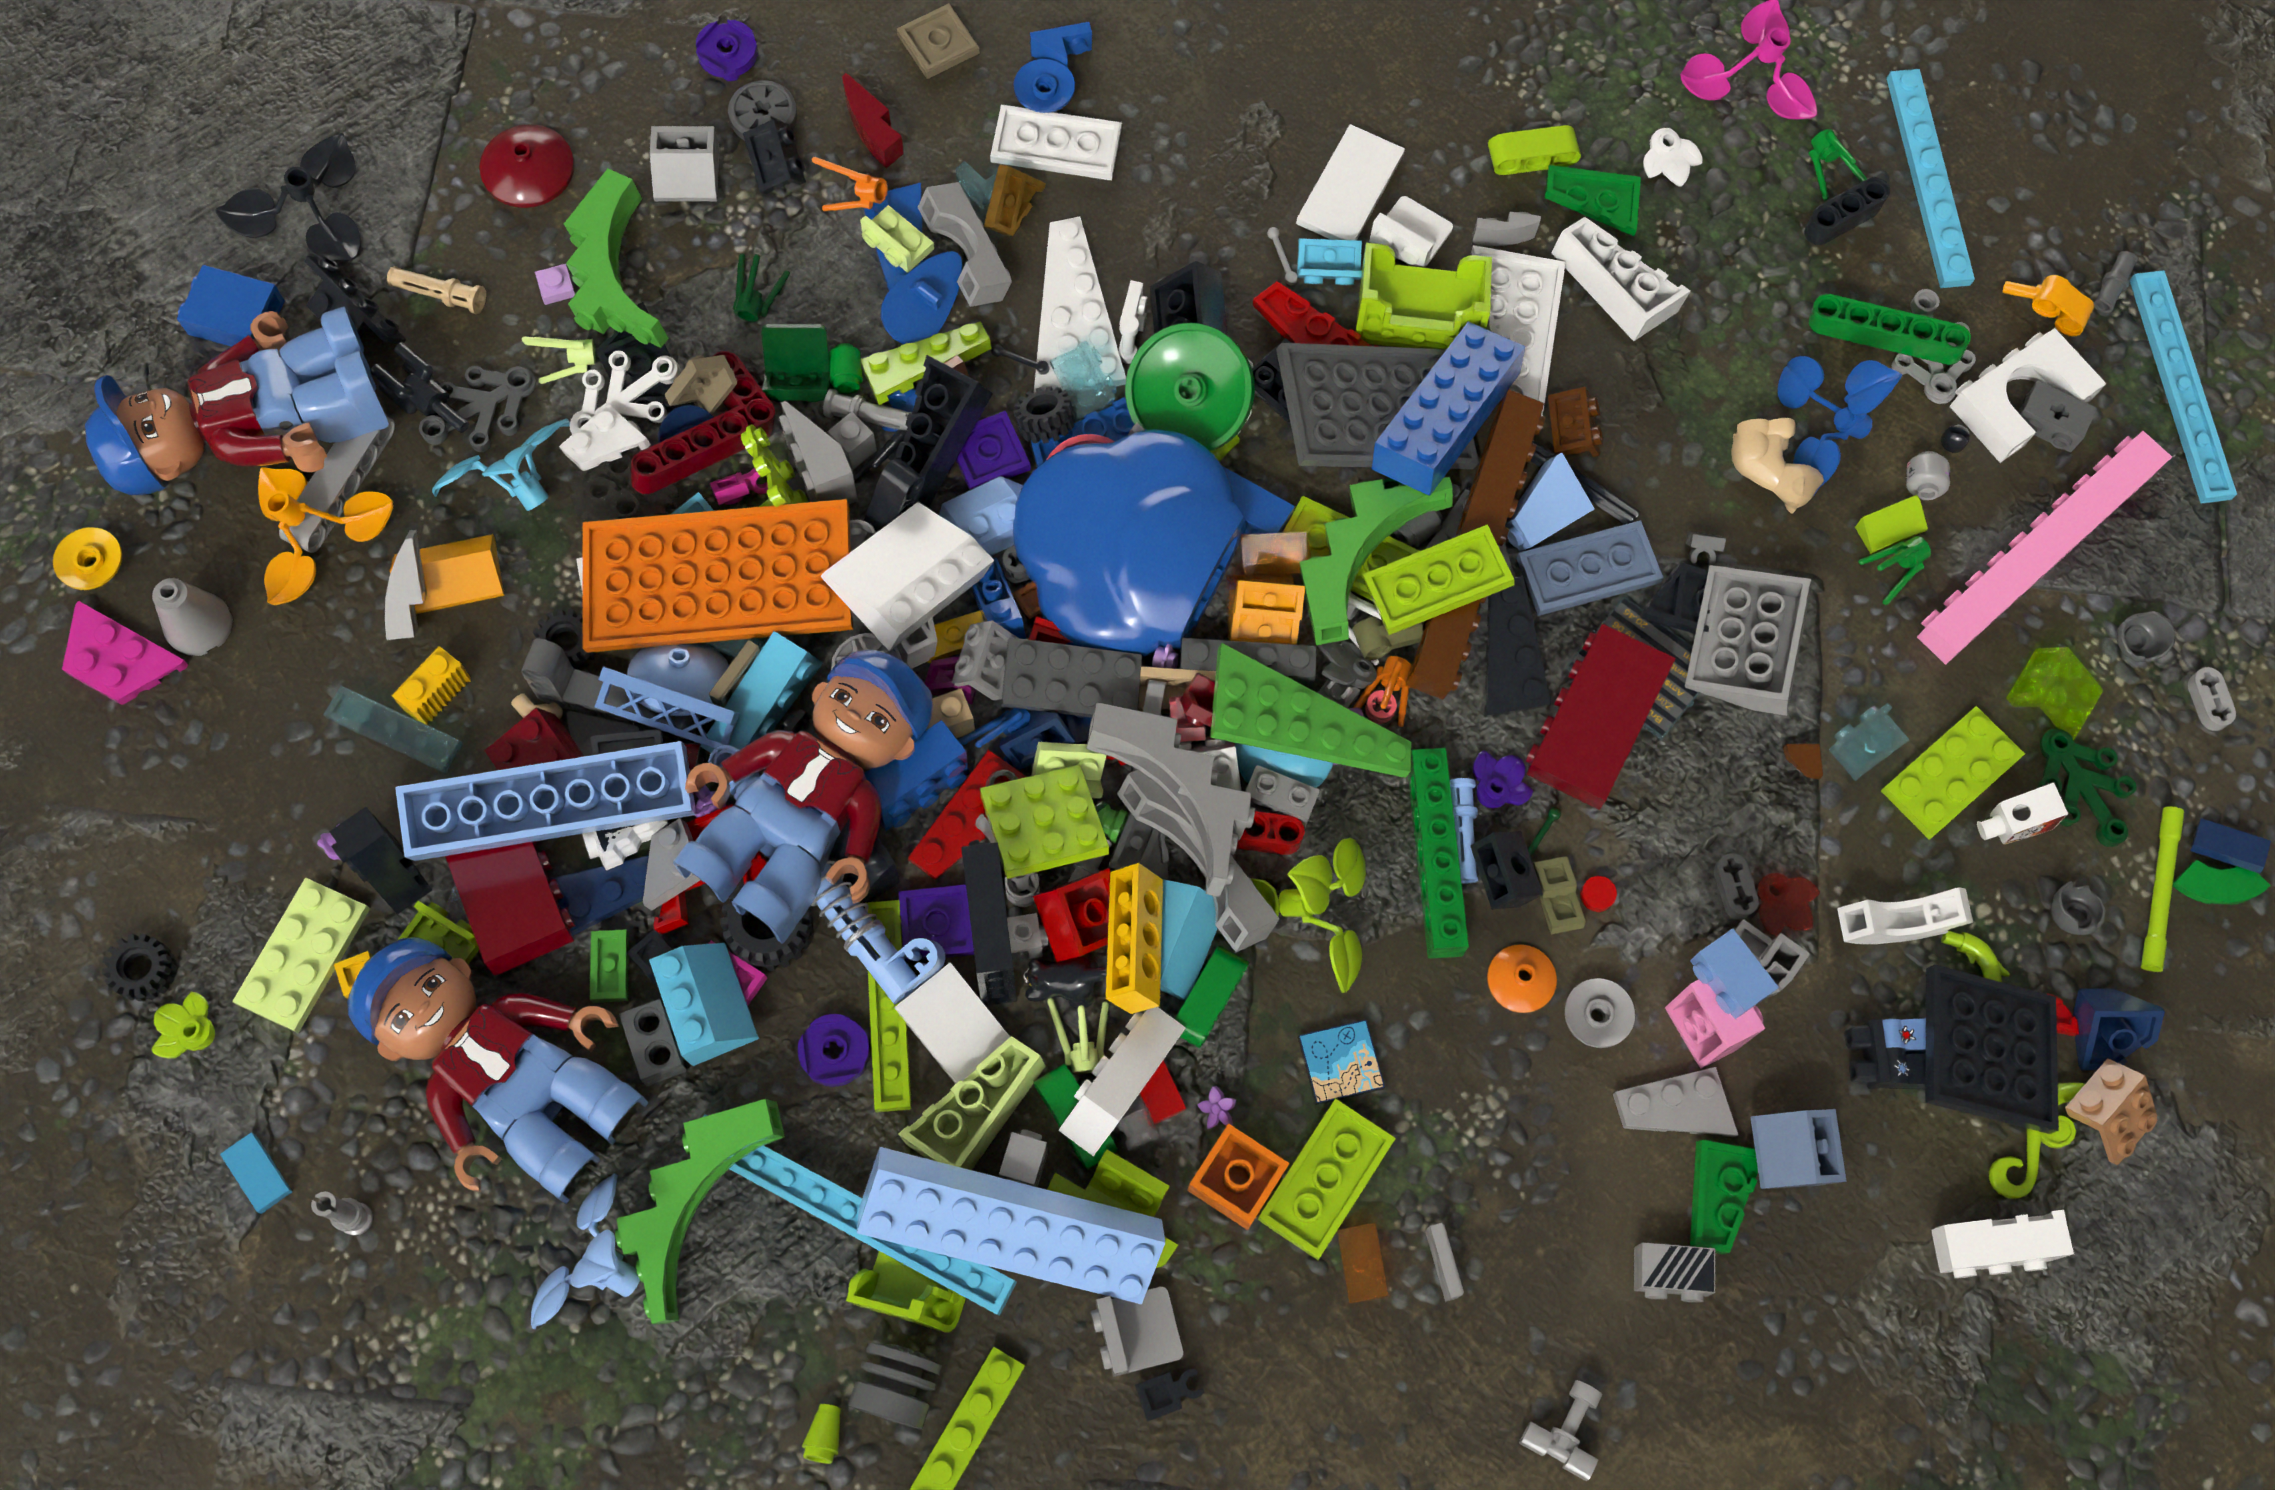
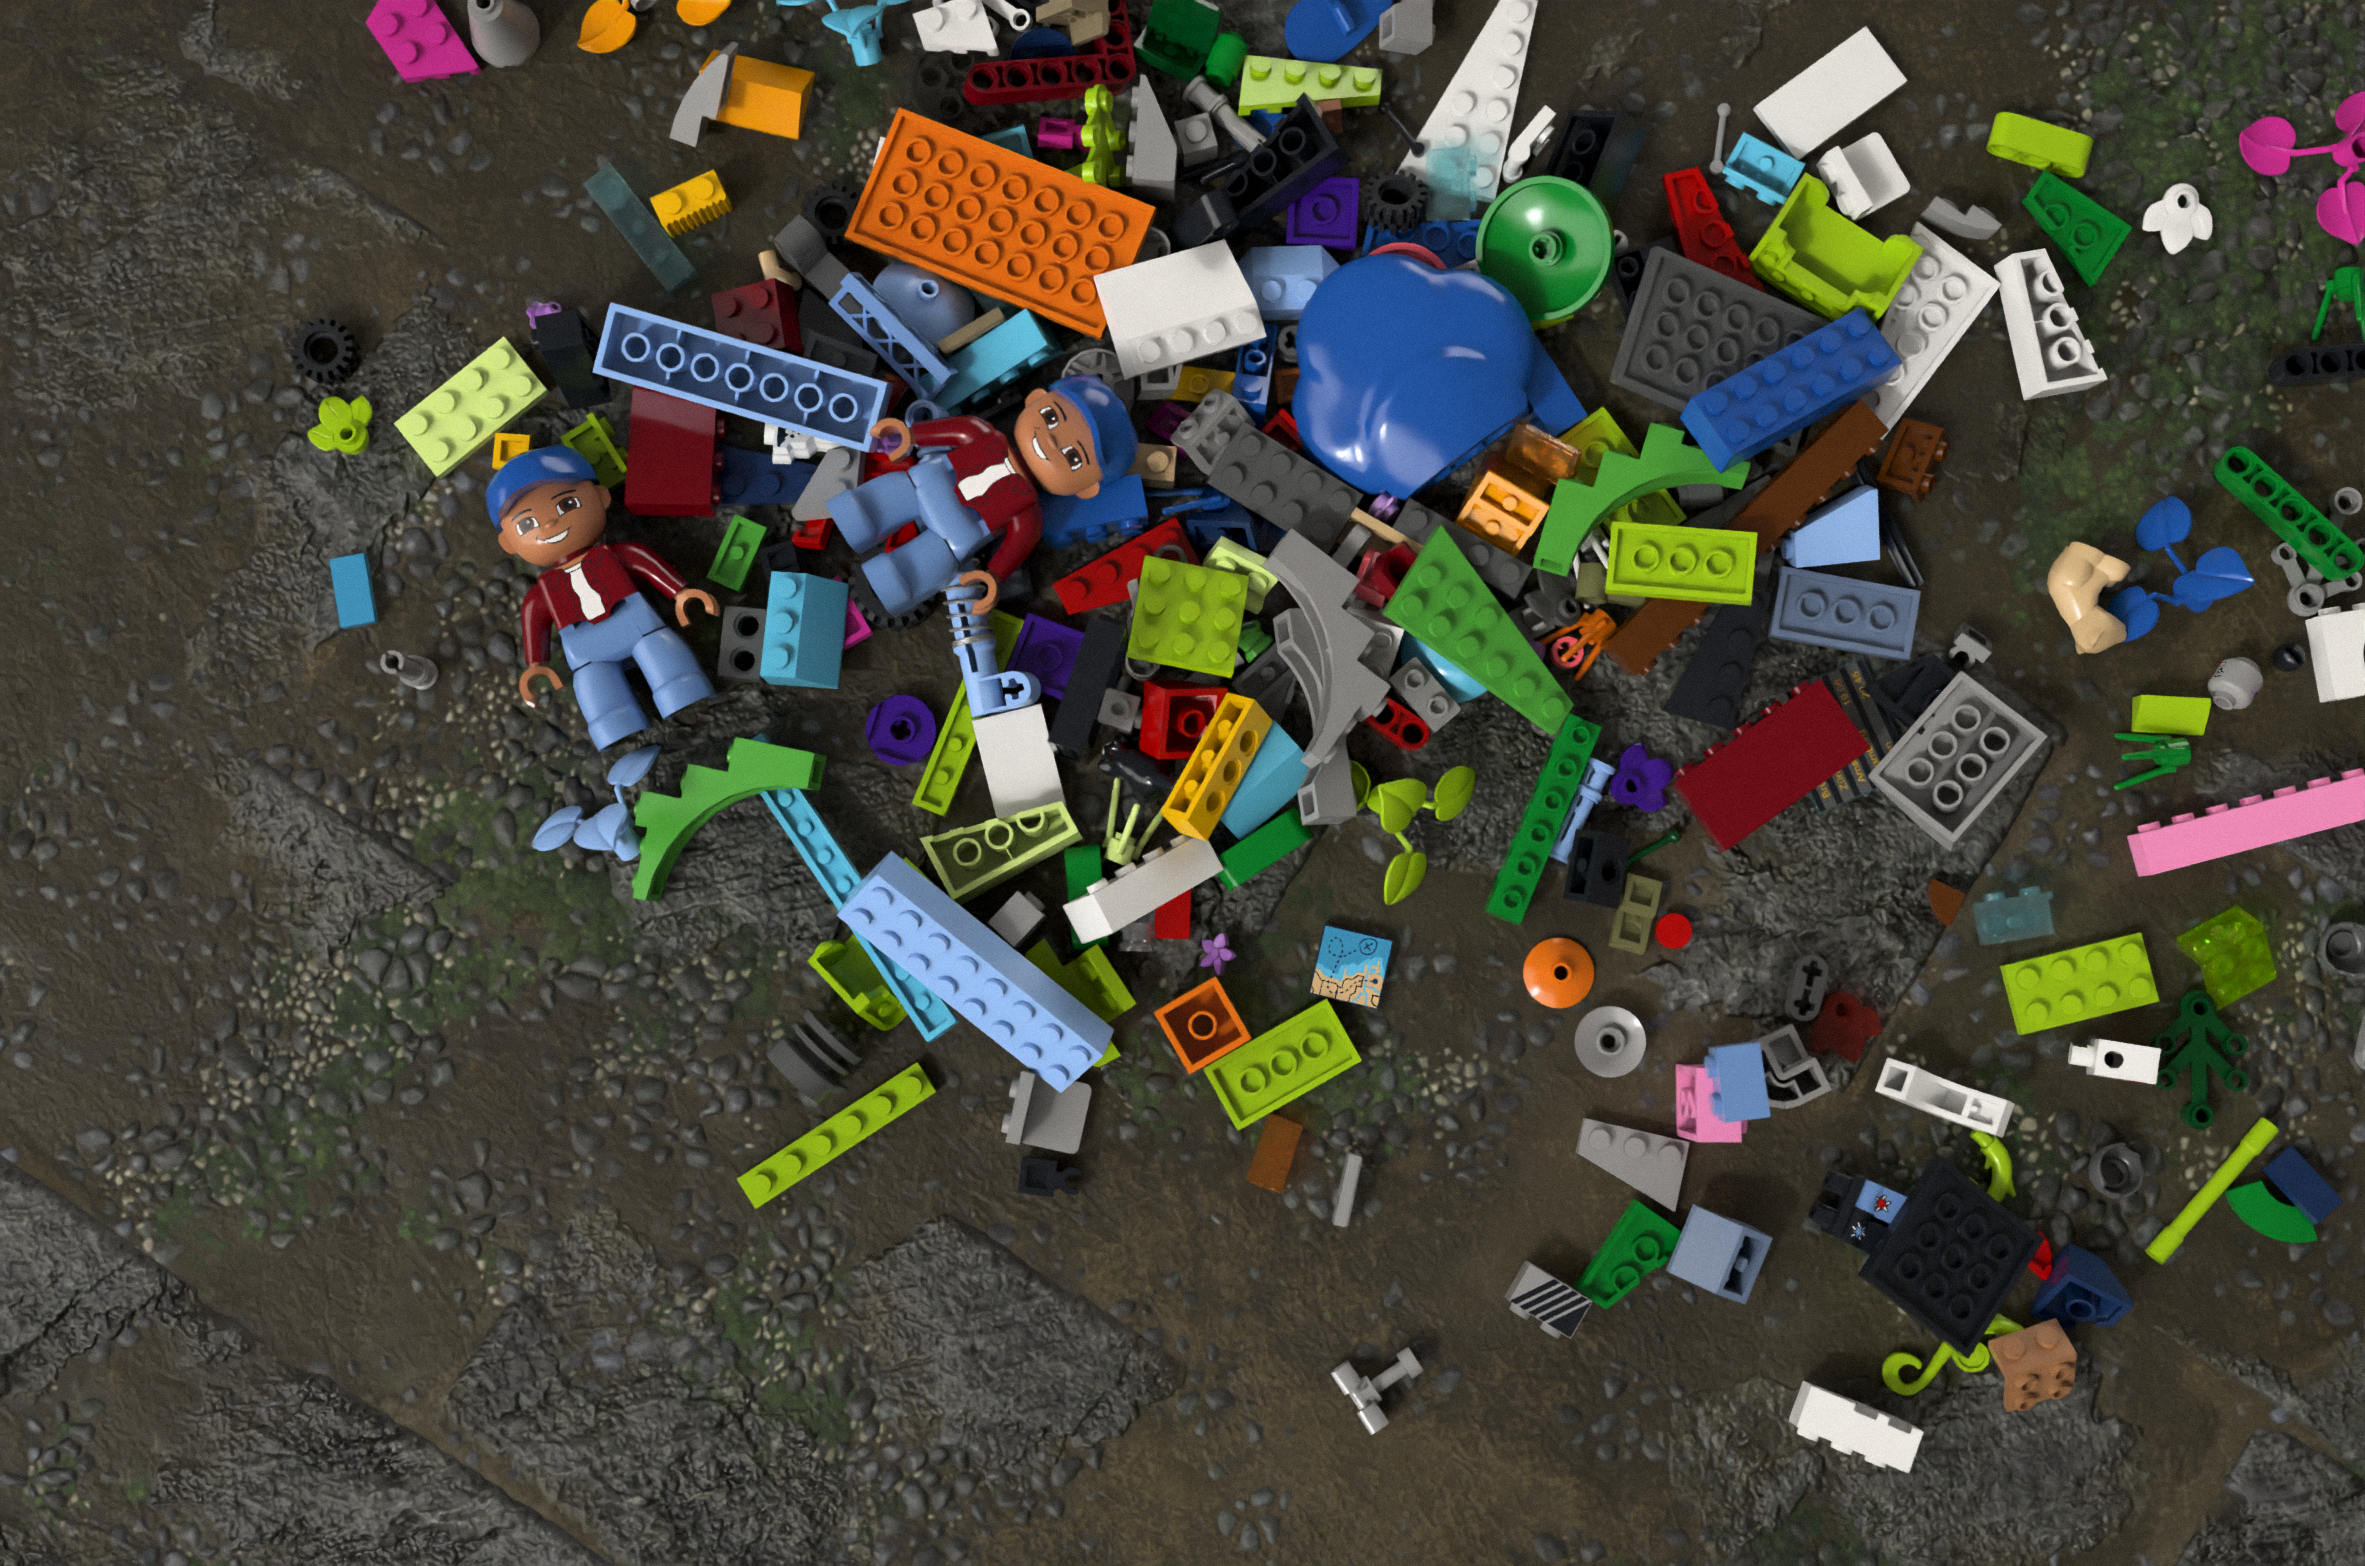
camera: 30 degrees right, 15 degrees up
(823, 1436) = (737, 1063): lime cone -> none

